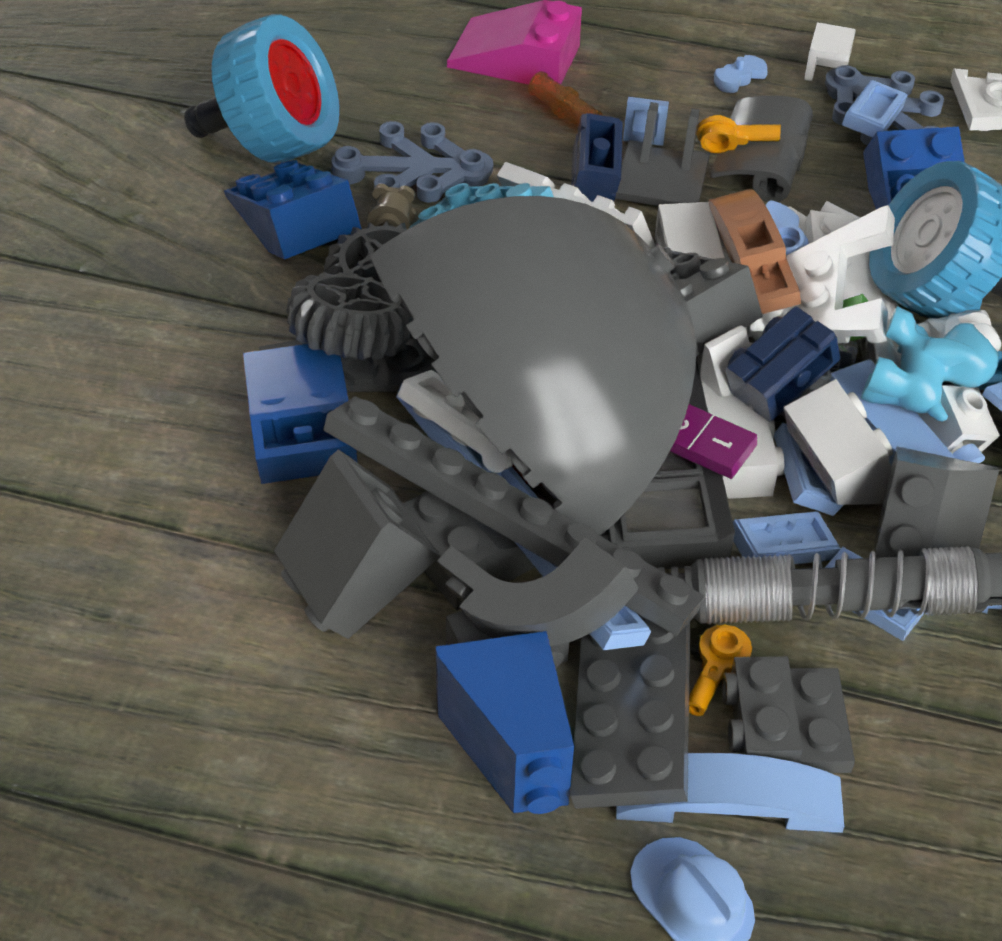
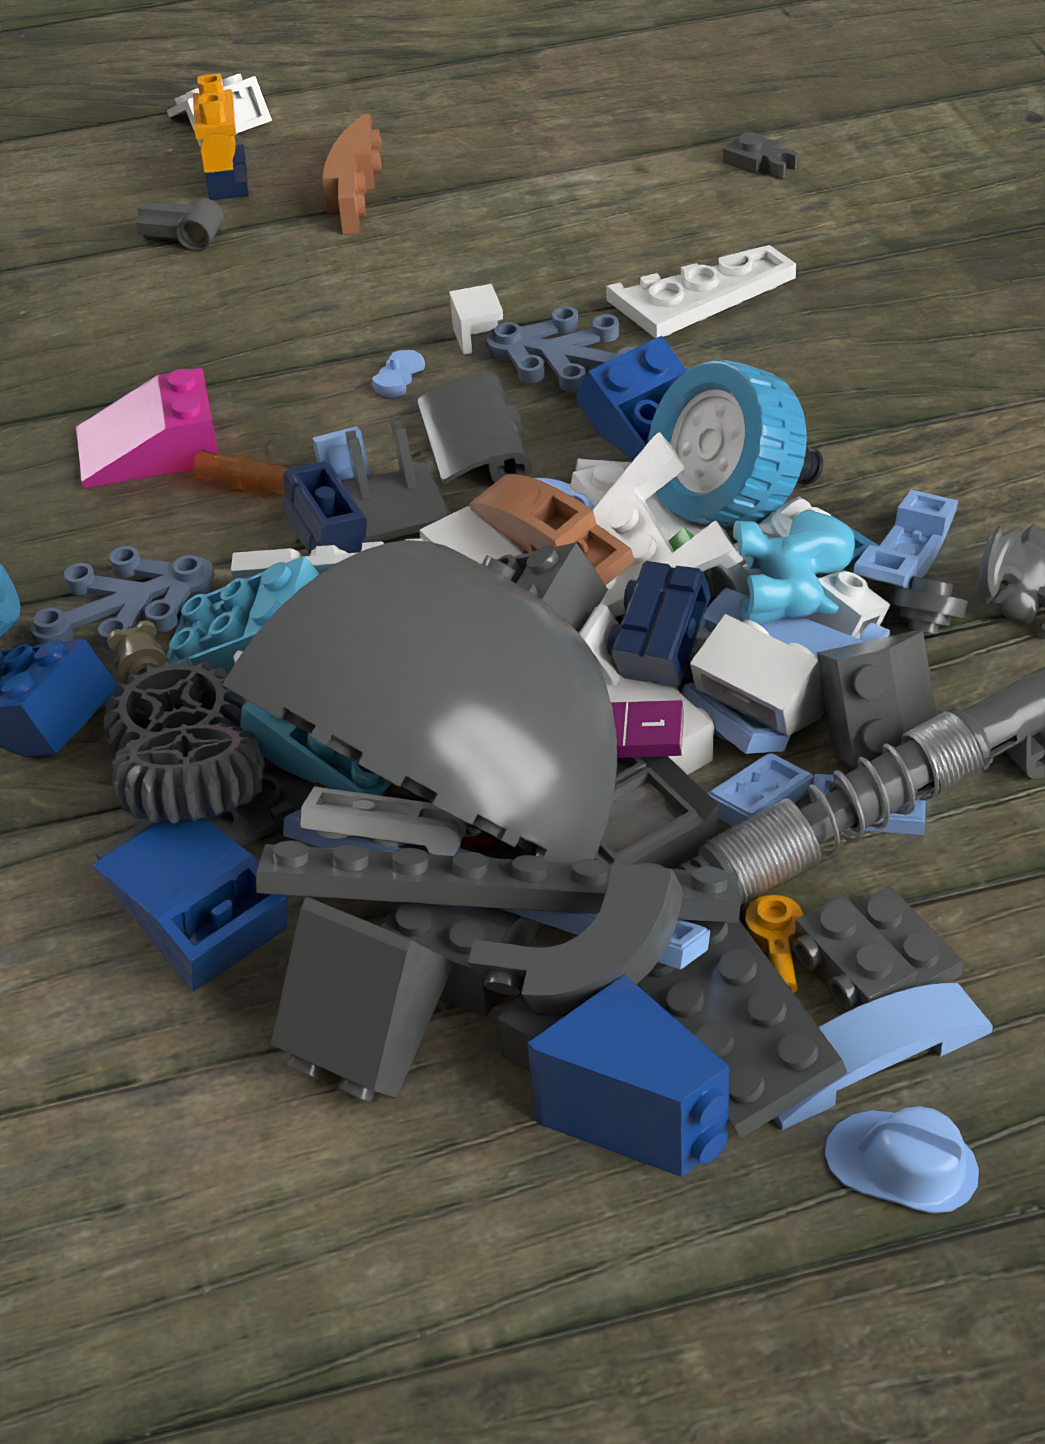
camera: 25 degrees left, 5 degrees down
(722, 134) = (433, 436): light orange plate -> none
(874, 109) = (562, 353): light blue tile -> none

